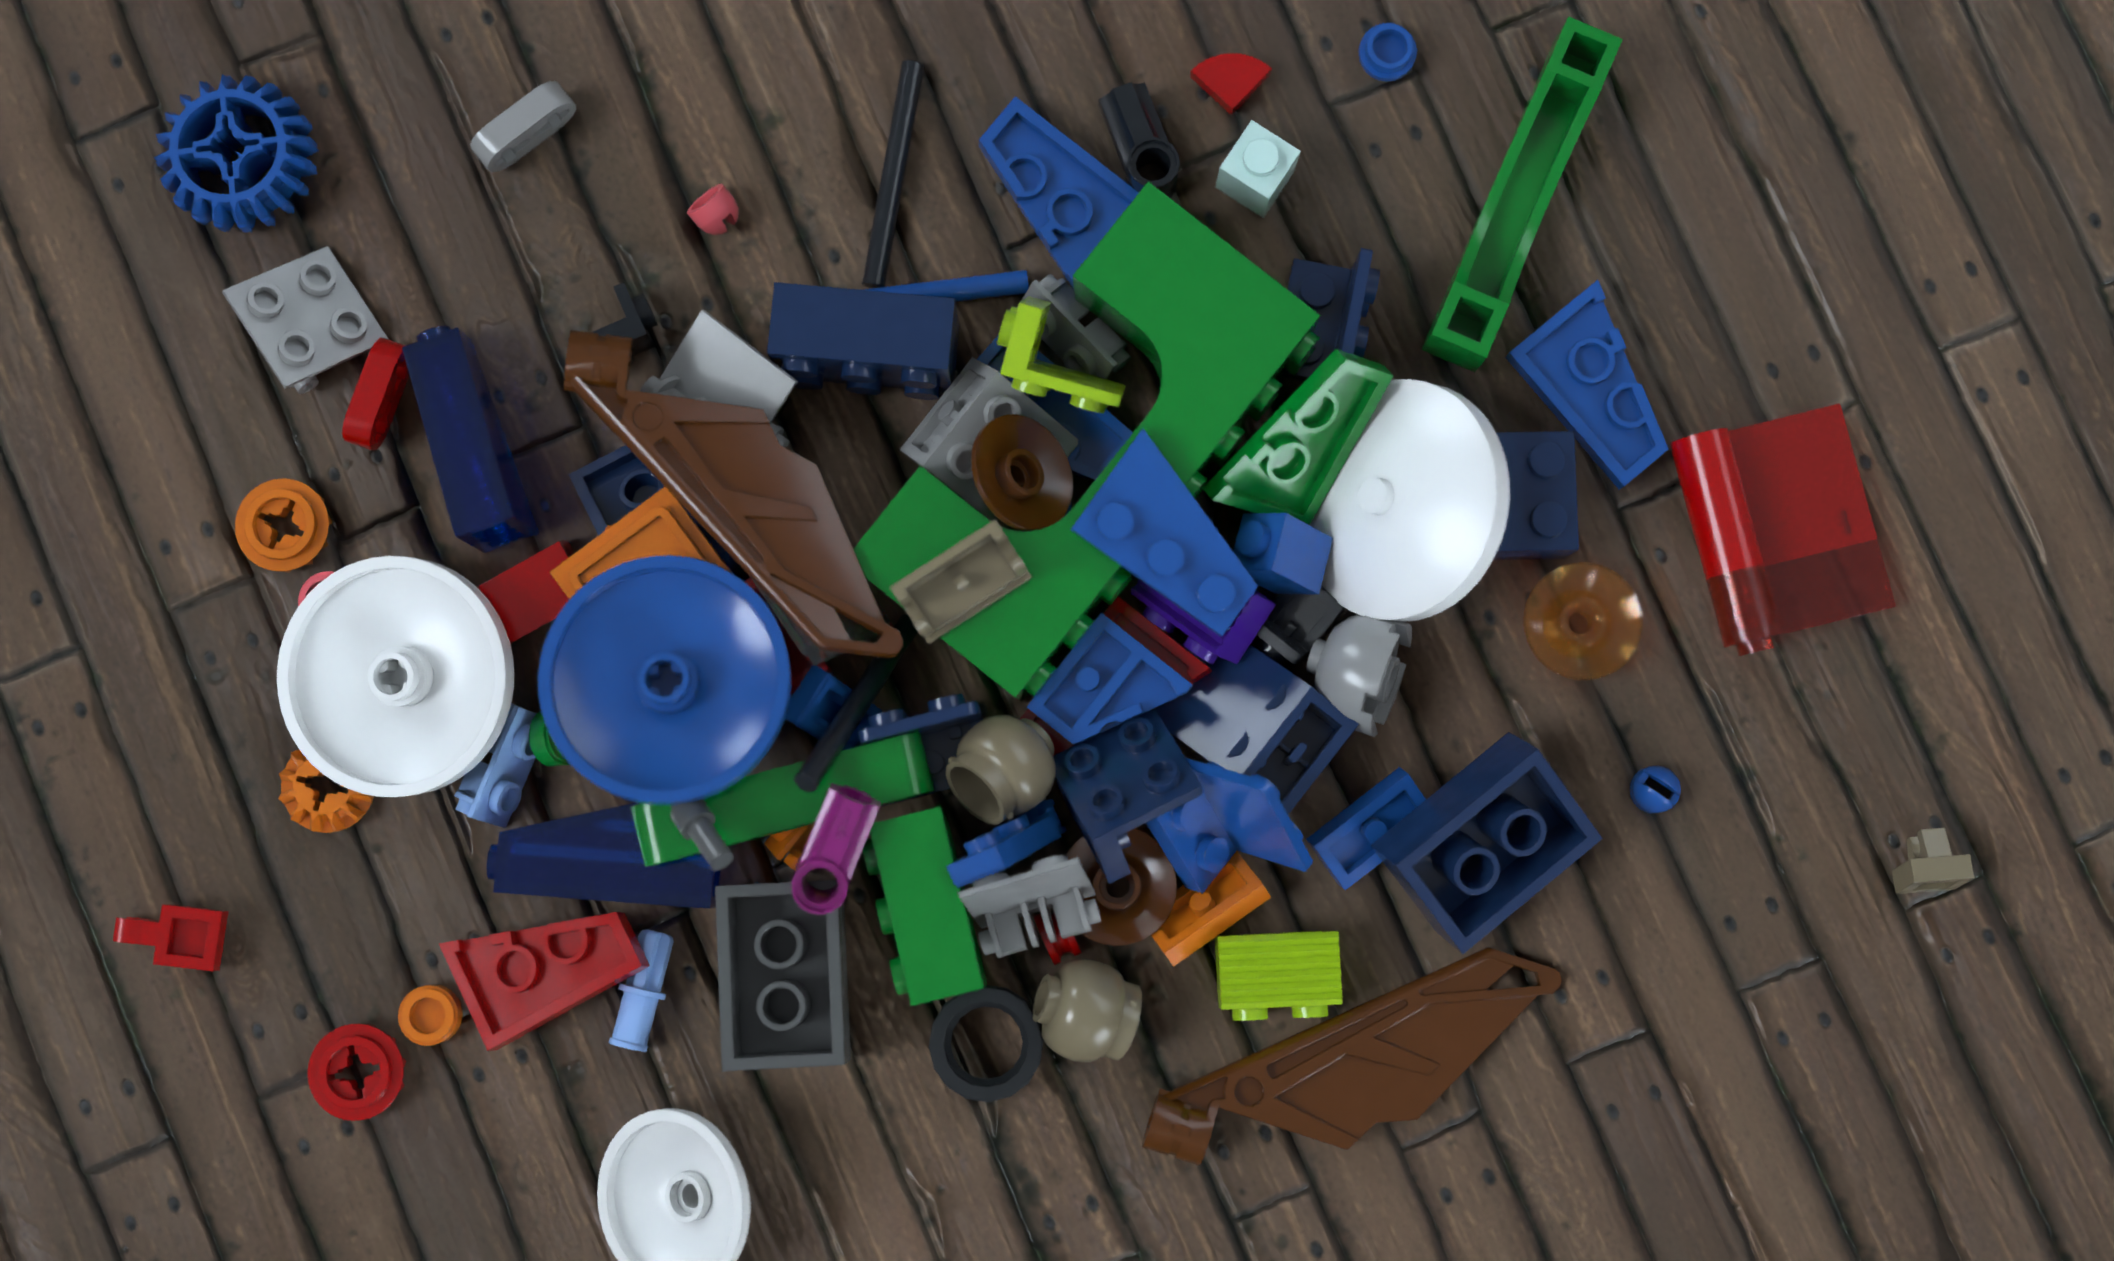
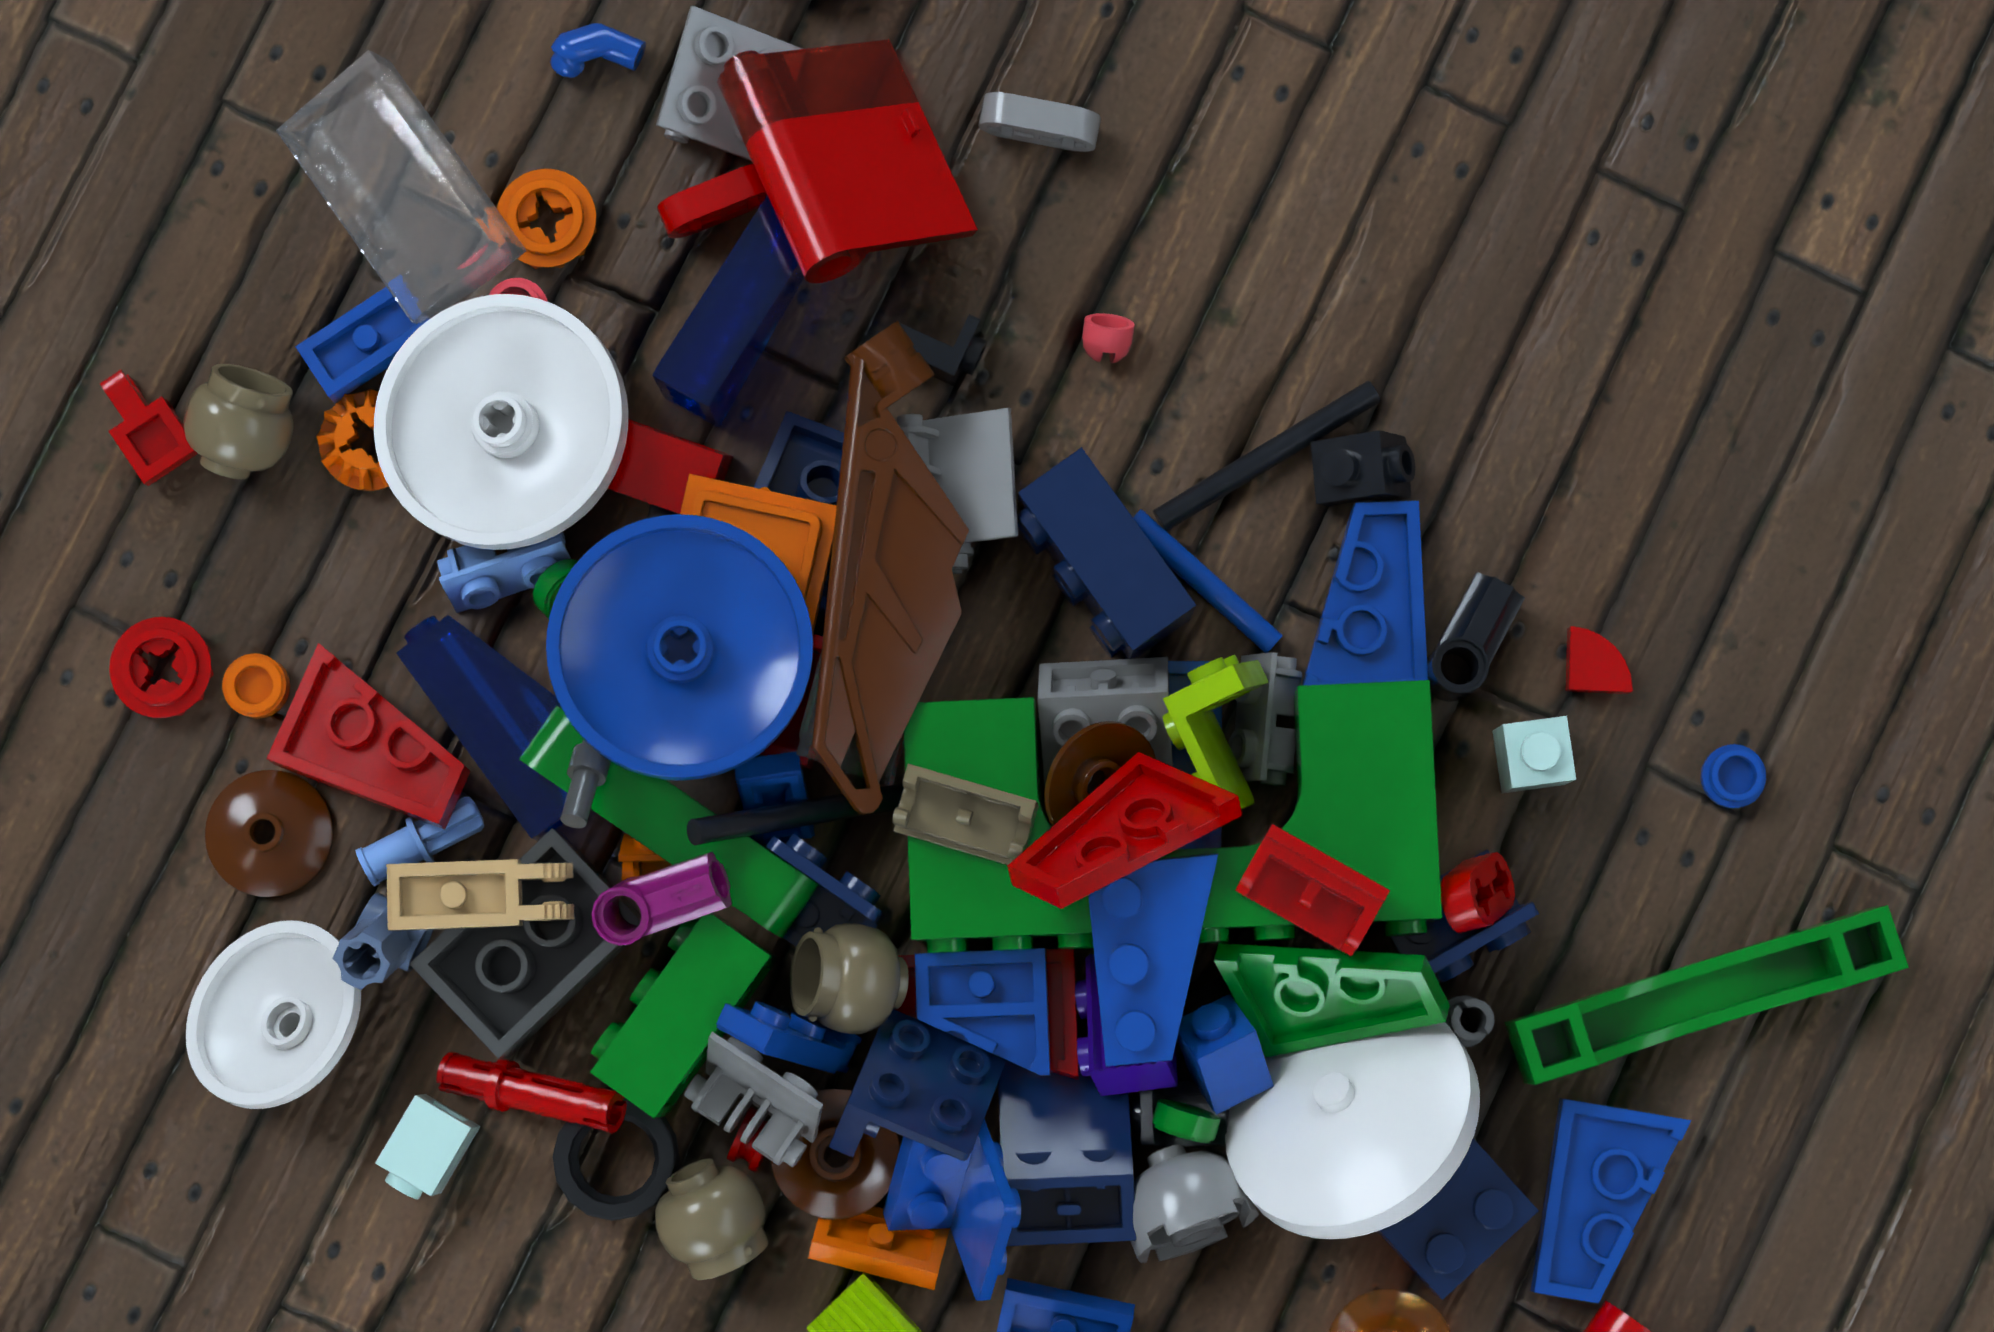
camera: 50 degrees right, 0 degrees up
(166, 608) = (400, 188): none -> clear slope
(187, 386) = (591, 42): none -> blue arm
(229, 863) = (239, 421): none -> dark tan piece
(251, 727) = (357, 344): none -> blue plate
(420, 276) = (843, 153): none -> red door
(572, 1089) = (300, 839): none -> reddish brown dish
(690, 1078) = (372, 951): none -> sand blue piece
(710, 983) = (469, 894): none -> tan hinge
(862, 1172) = (426, 1147): none -> light aqua brick
(869, 1076) = (508, 1086): none -> red pin
(958, 116) = (1362, 468): none -> black bracket
(1065, 480) = (1120, 828): none -> red wing
(1224, 384) = (1312, 890): none -> red hinge
(1305, 619) = (1186, 1121): none -> green tile
(1321, 282) = (1477, 892): none -> red beam
(1405, 359) = (1478, 1018): none -> dark grey pin

